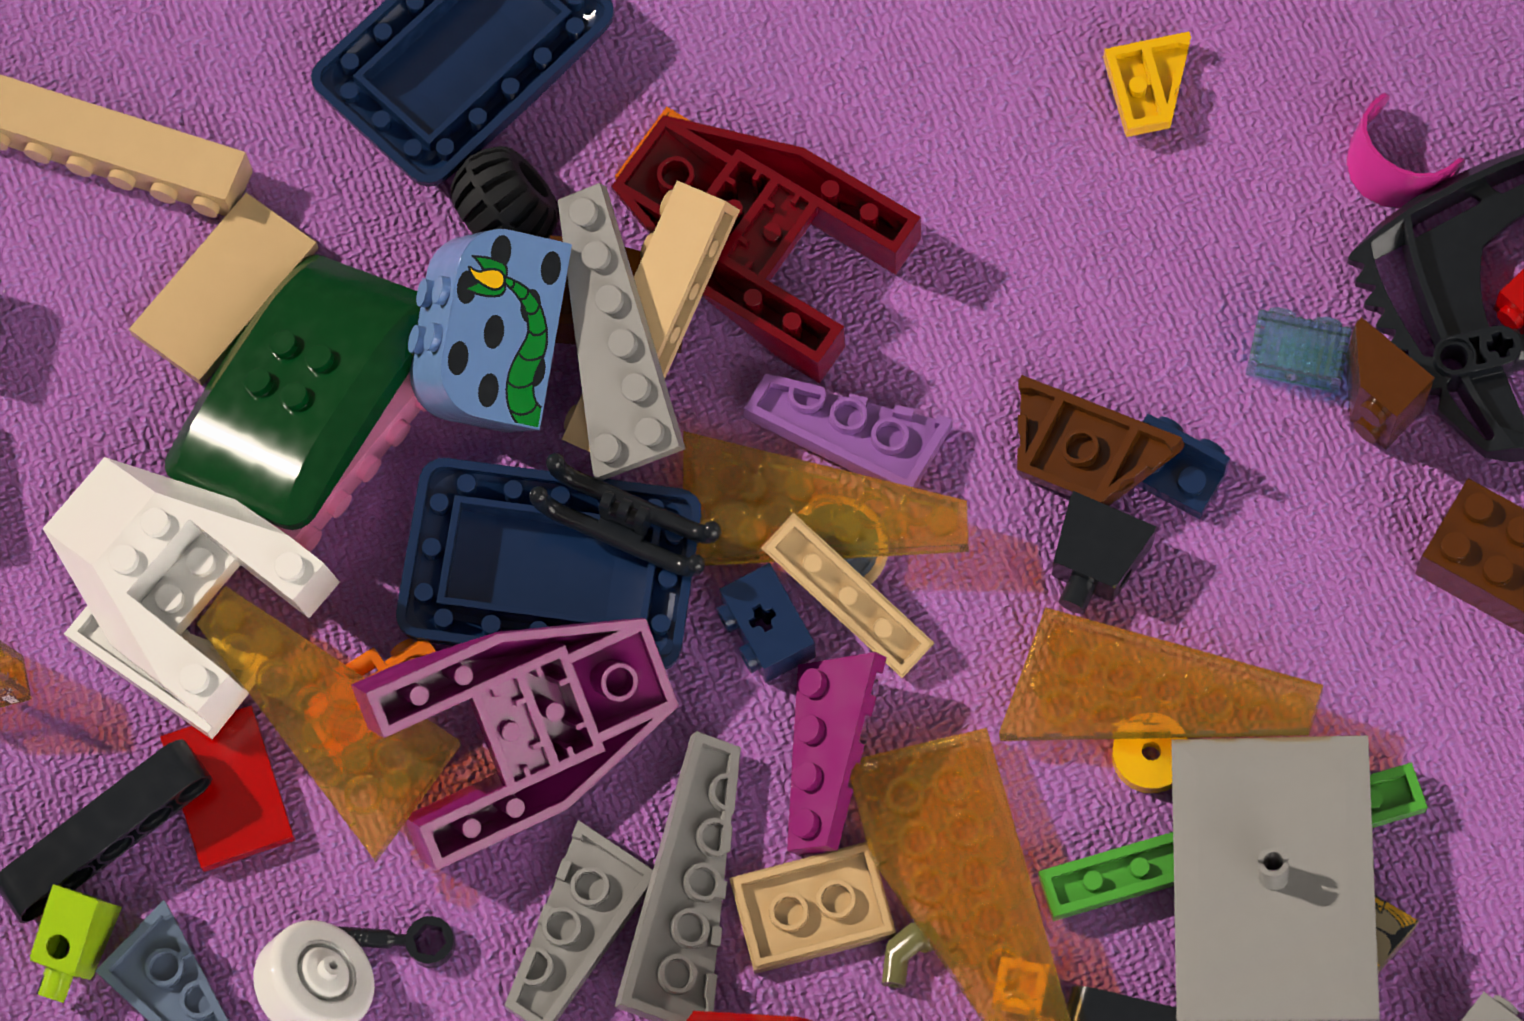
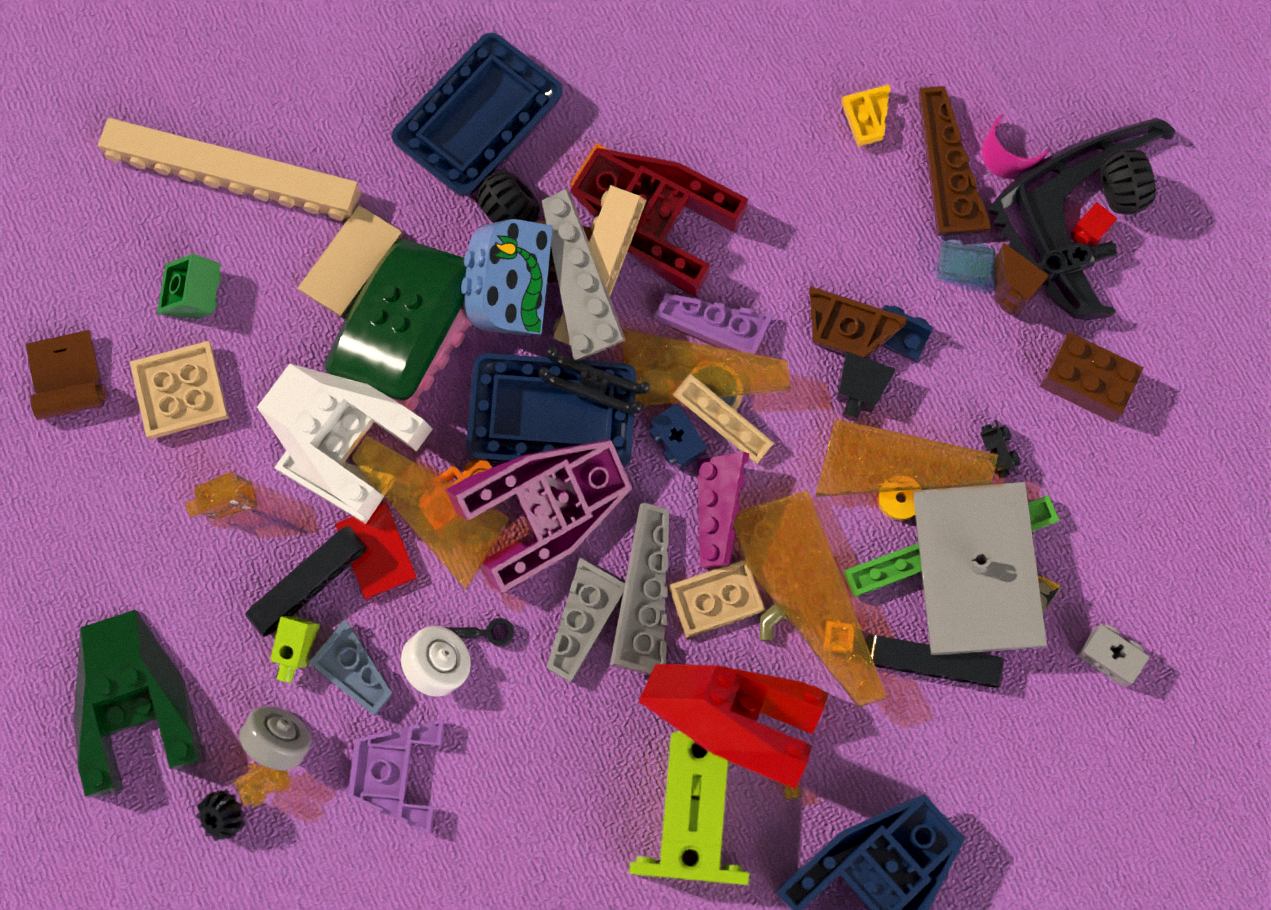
camera: 10 degrees left, 5 degrees up
(1287, 206) = (952, 185): none -> reddish brown wing
(1332, 659) = (998, 438): none -> black hinge

